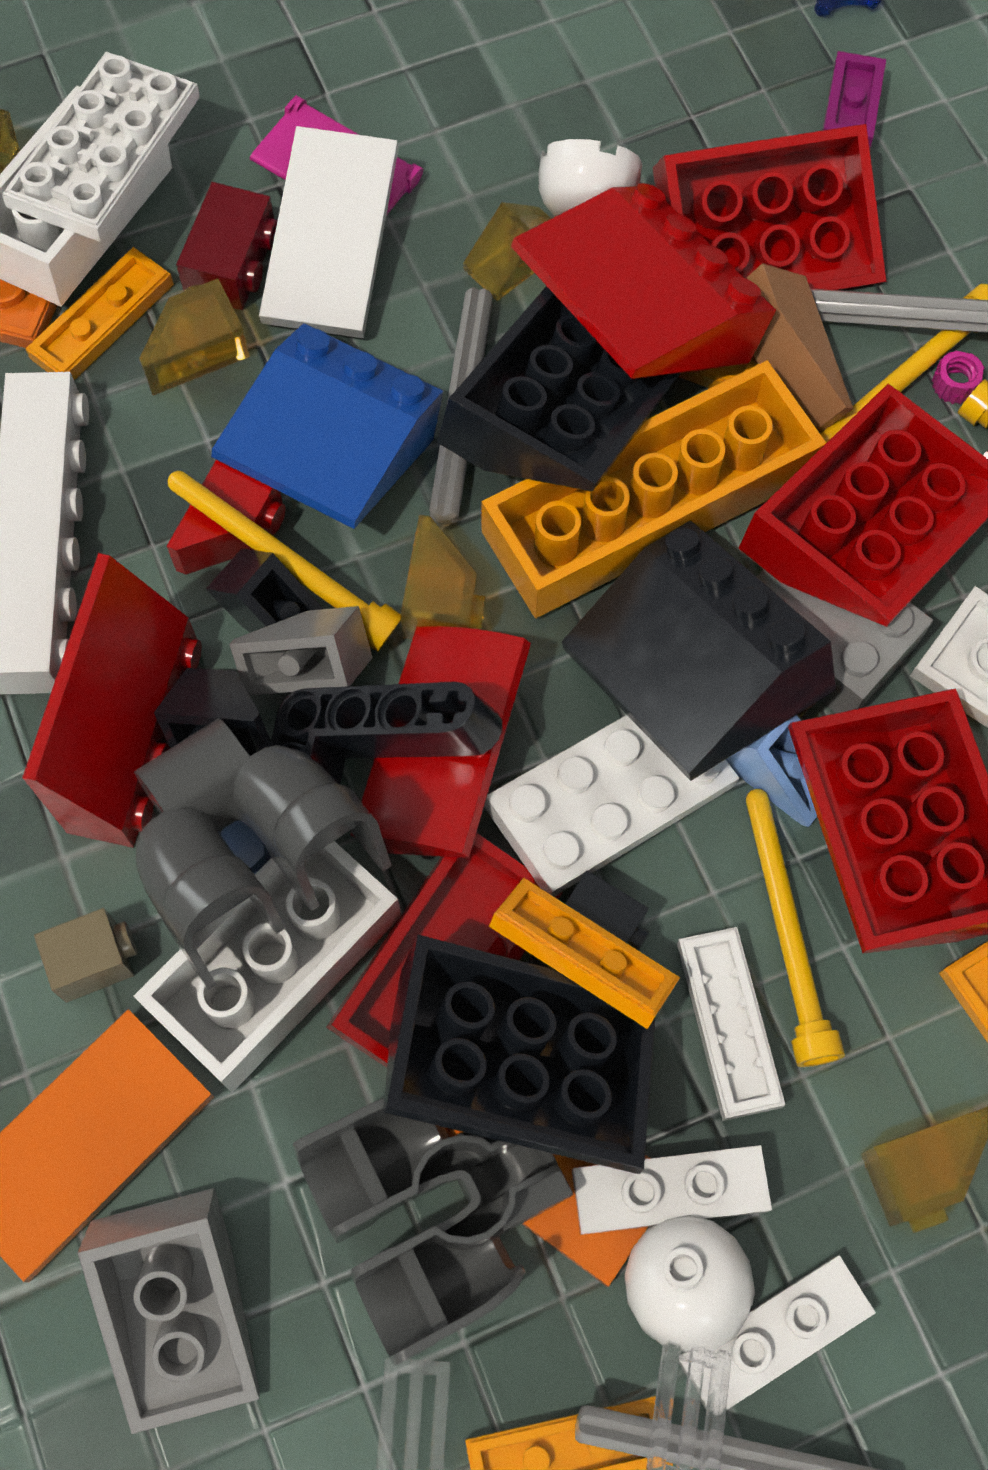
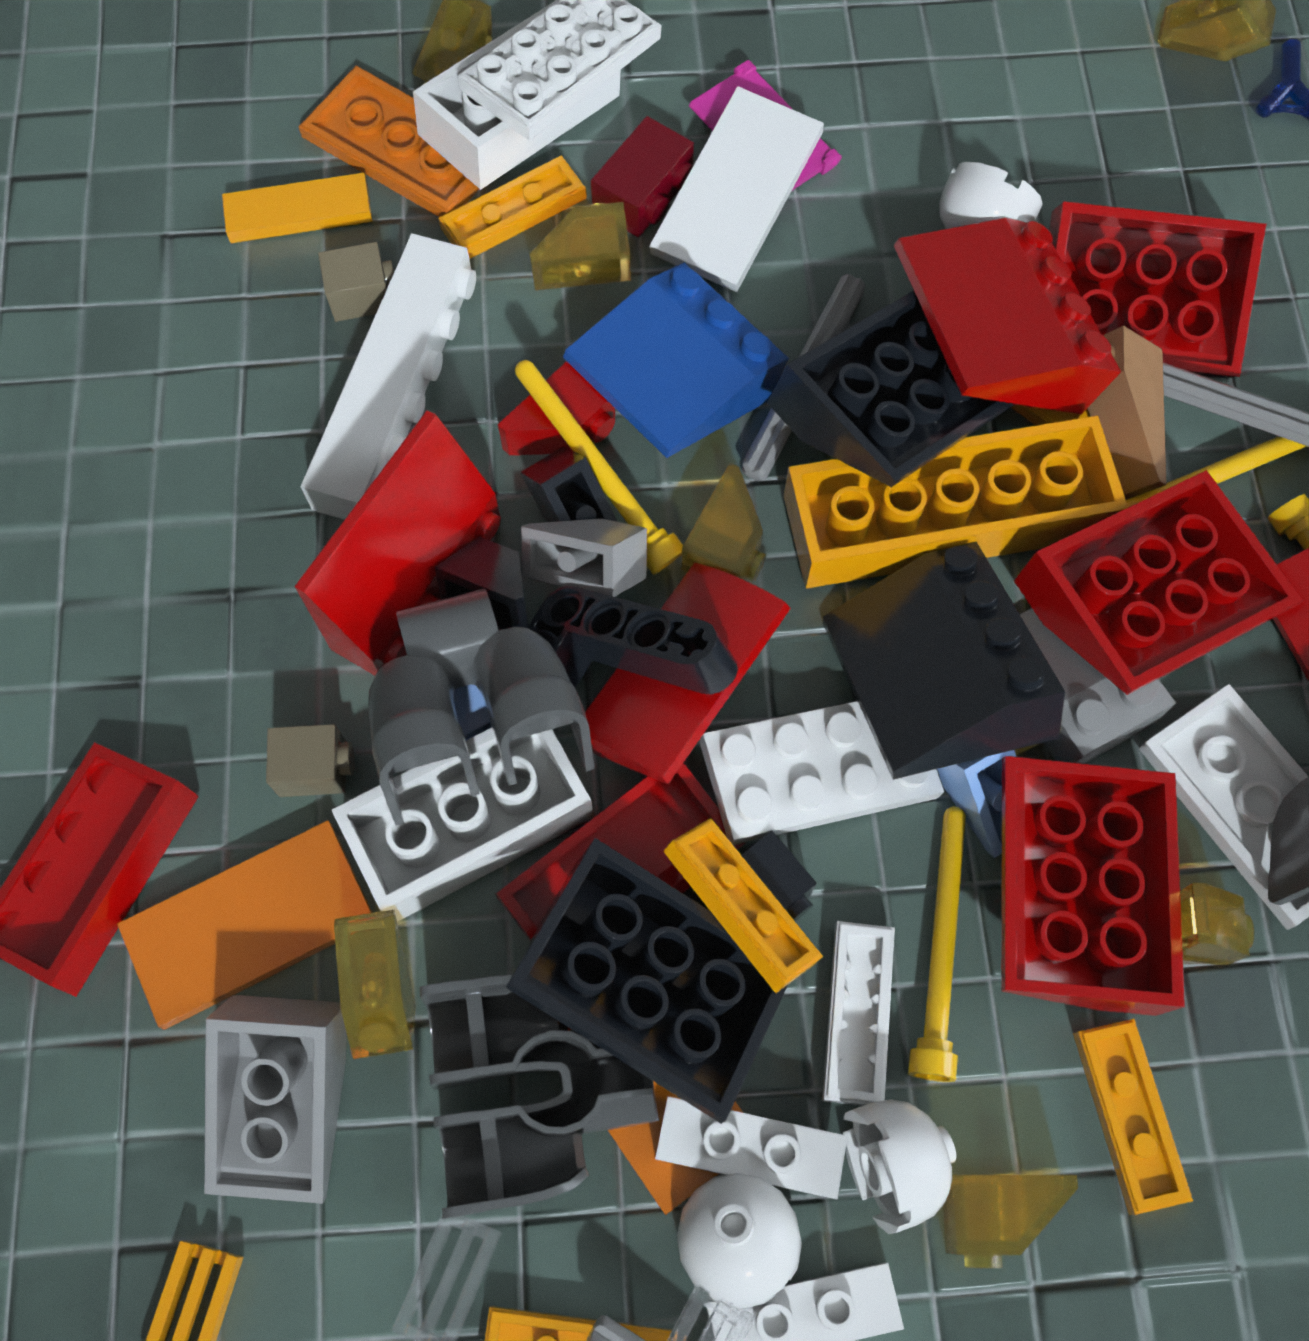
camera: 20 degrees right, 0 degrees up
(238, 1158) = (374, 984): none -> clear yellow slope
(492, 259) = (875, 253): clear yellow slope -> none
(818, 1153) = (899, 1161): none -> white cylinder
(854, 92) = (1268, 194): magenta plate -> none
(957, 363) = (1282, 471): dark pink axle -> none

